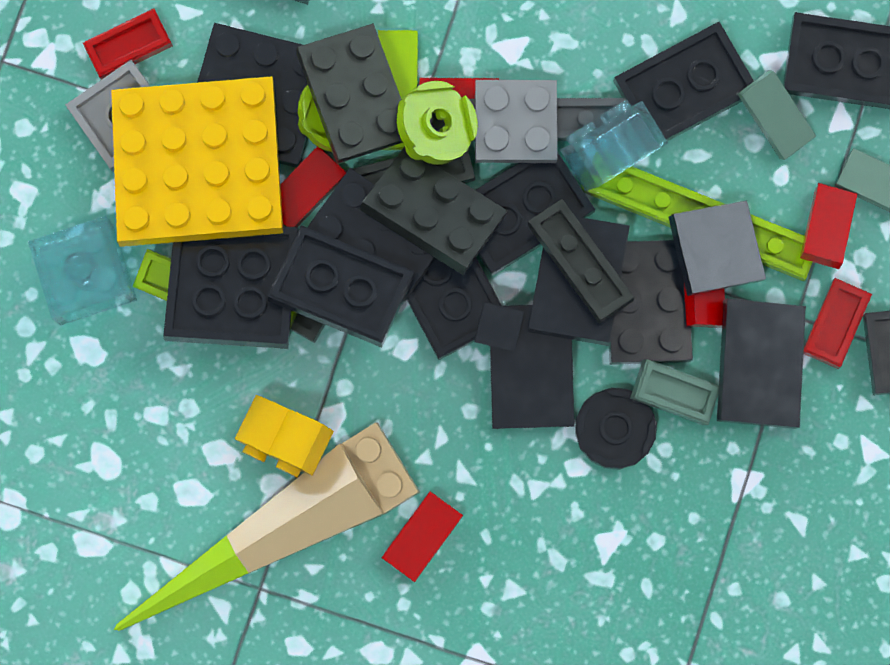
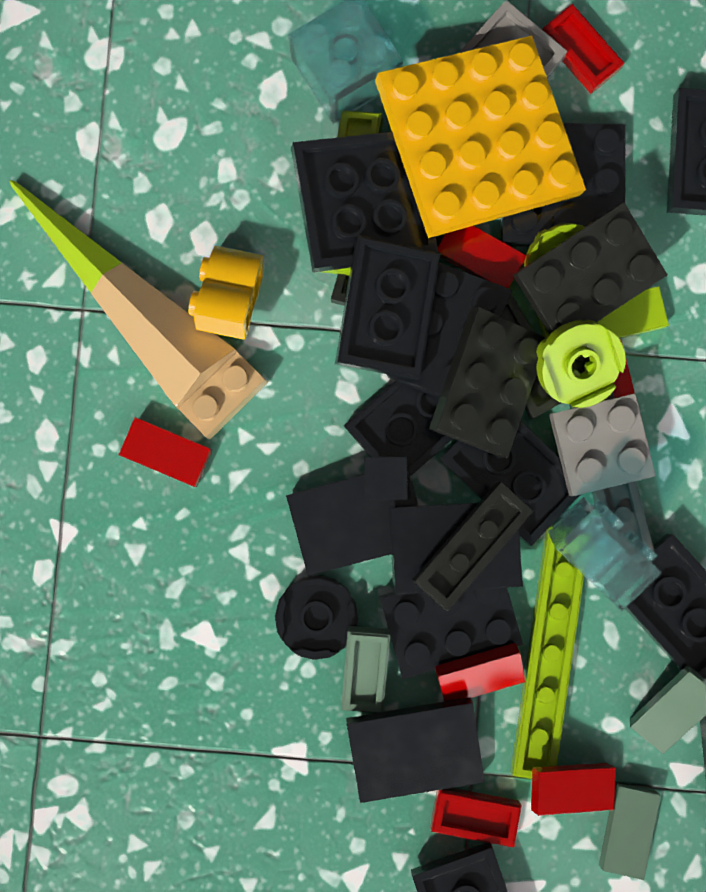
camera: 70 degrees right, 5 degrees up
(717, 248) = (522, 680): tile -> none

